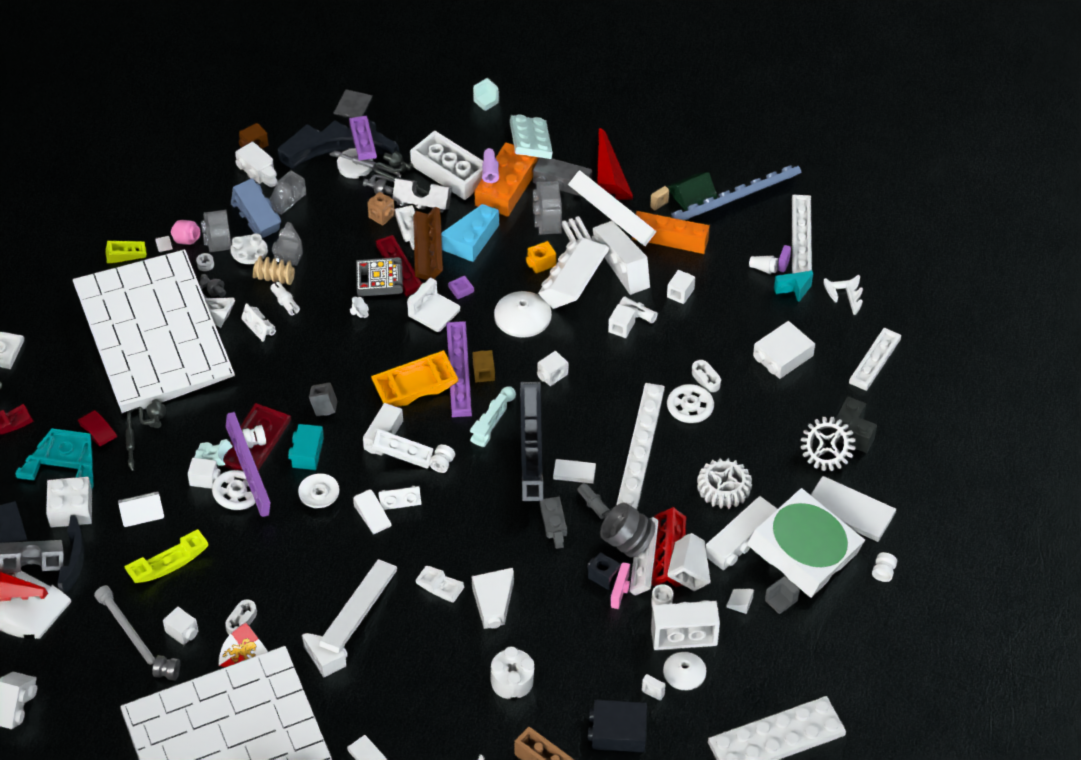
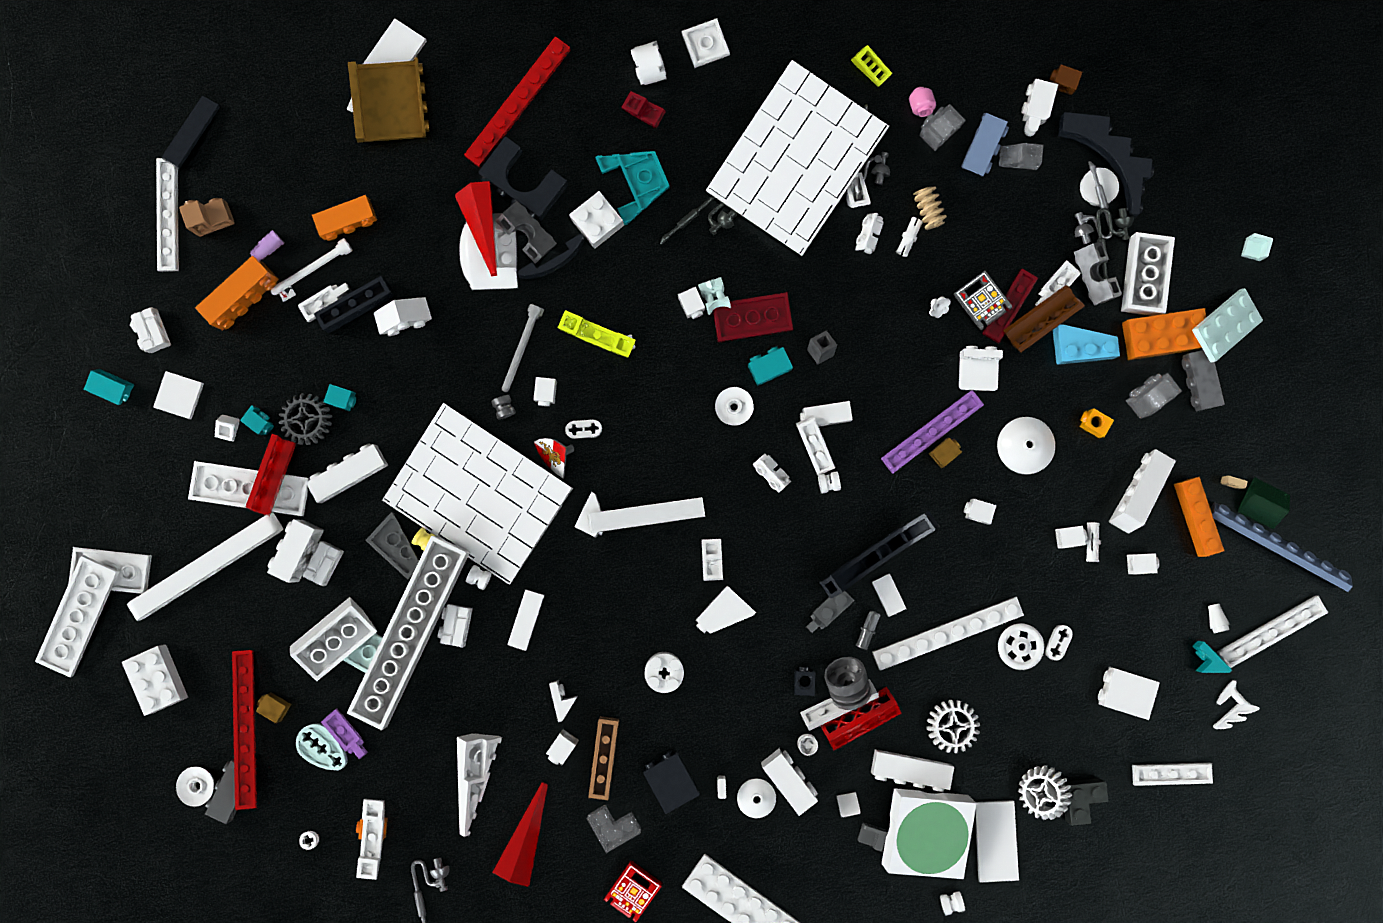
camera: 60 degrees right, 35 degrees up
(97, 427) = (680, 185): dark red slope -> none
(141, 509) = (629, 277): white panel -> none
(163, 244) = (902, 90): white sticker -> none
(205, 266) = (901, 146): white bush -> none
(236, 490) = (682, 328): white plate -> none
(247, 464) = (718, 334): medium lavender tile -> none
(248, 248) = (941, 167): white dish -> none
(250, 438) = (743, 319): white wheel -> none
(288, 245) = (965, 200): clear slope -> none
(353, 104) = (1169, 134): flat silver window -> none
(362, 138) = (1125, 178): medium lavender tile -> none
(371, 511) = (743, 461): white slope -> none
(381, 208) = (1054, 252): medium nougat brick -> none
(415, 379) = (893, 406): light orange slope -> none
(461, 287) = (1020, 374): medium lavender tile -> none
(483, 428) = (876, 496): light aqua plate -> none
(490, 167) = (1159, 319): lavender hinge -> none
(572, 223) = (1155, 421): white tile -> none
(572, 272) = (1093, 465): white slope -> none
(609, 170) = (1231, 423): red wedge -> none
(612, 208) = (1187, 453): white tile -> none
(621, 585) = (798, 704): bright pink plate -> none
(690, 562) = (853, 747): white slope -> none
(784, 258) = (1234, 634): medium lavender tile -> none

